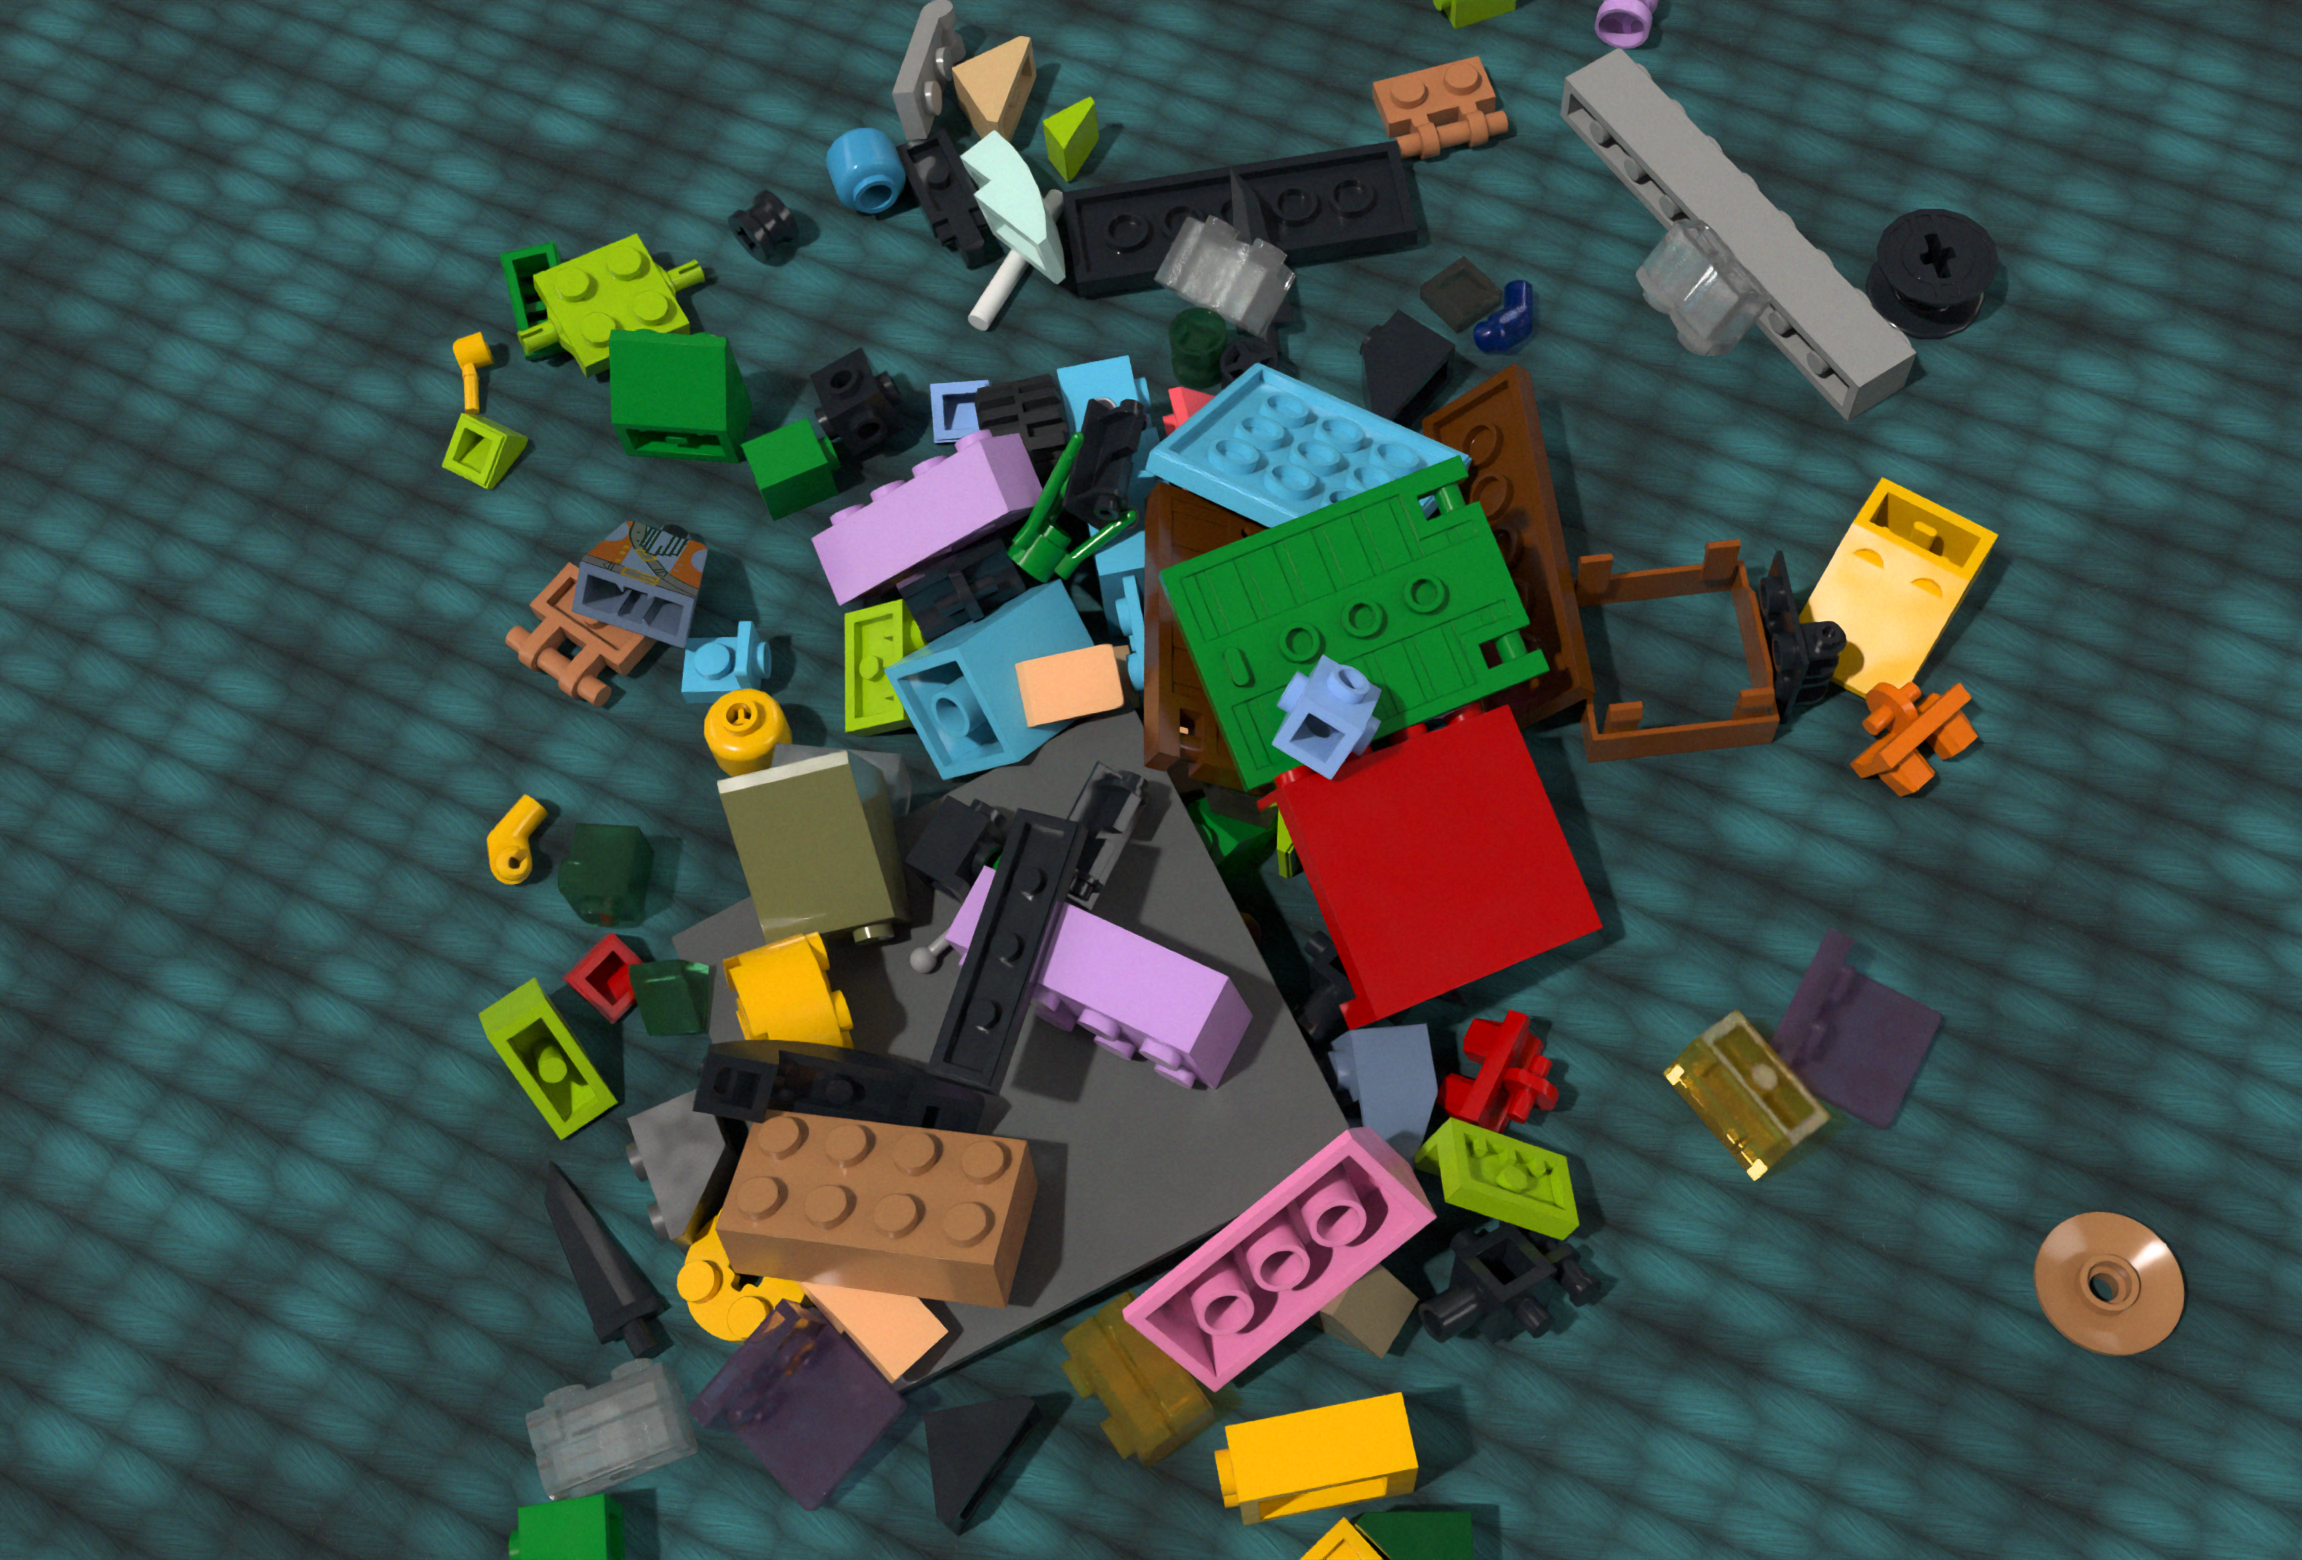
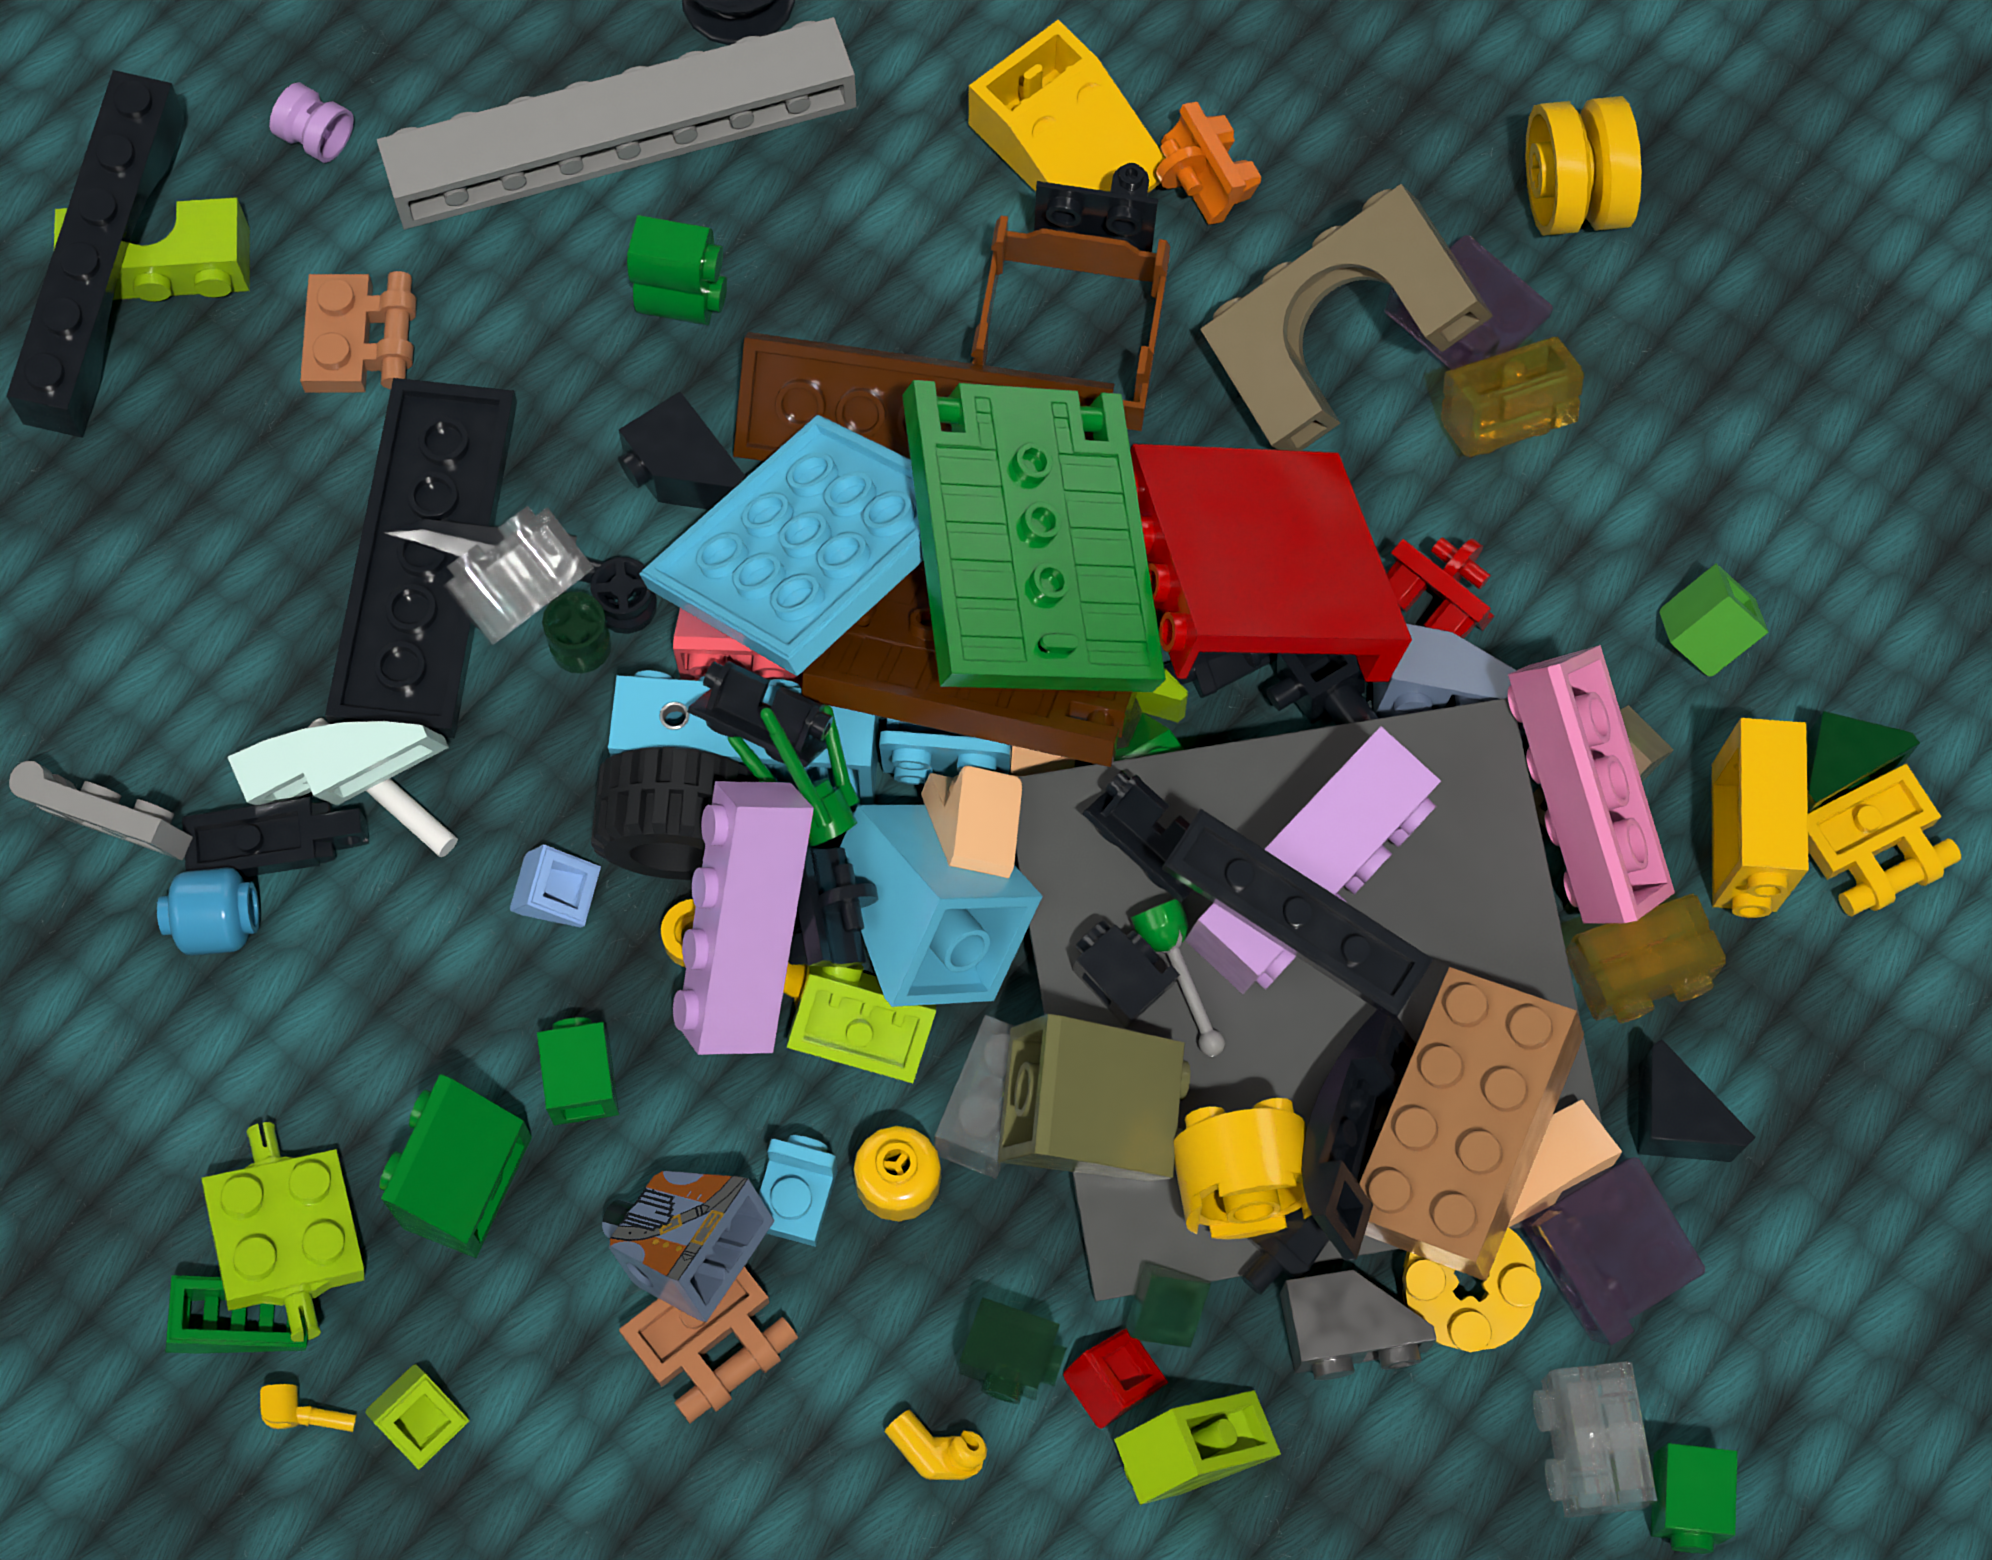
camera: 85 degrees left, 5 degrees up
(608, 1284) = (1441, 1428): black bar -> none
(763, 225) = (236, 1040): black wheel -> none
(857, 402) = (526, 981): black brick -> none
(996, 87) = (156, 758): tan slope -> none
(1071, 137) = (251, 693): lime slope -> none
(1327, 716) = (1144, 575): light blue brick -> none
(1460, 294) = (593, 380): clear smoke tile -> none
(1501, 1177) = (1549, 601): lime bracket -> none
(1505, 1284) = (1629, 630): black piece -> none
(1510, 324) = (648, 341): clear blue arm -> none
(1560, 1380) = (1713, 620): none -> bright green panel
(1579, 303) = (675, 270): none -> green brick
(1702, 288) = (689, 165): clear brick -> none
(1720, 829) = (1264, 331): none -> dark tan arch
(2066, 1101) = (1583, 165): none -> yellow wheel
(2135, 1266) = (1726, 180): medium nougat dish -> none

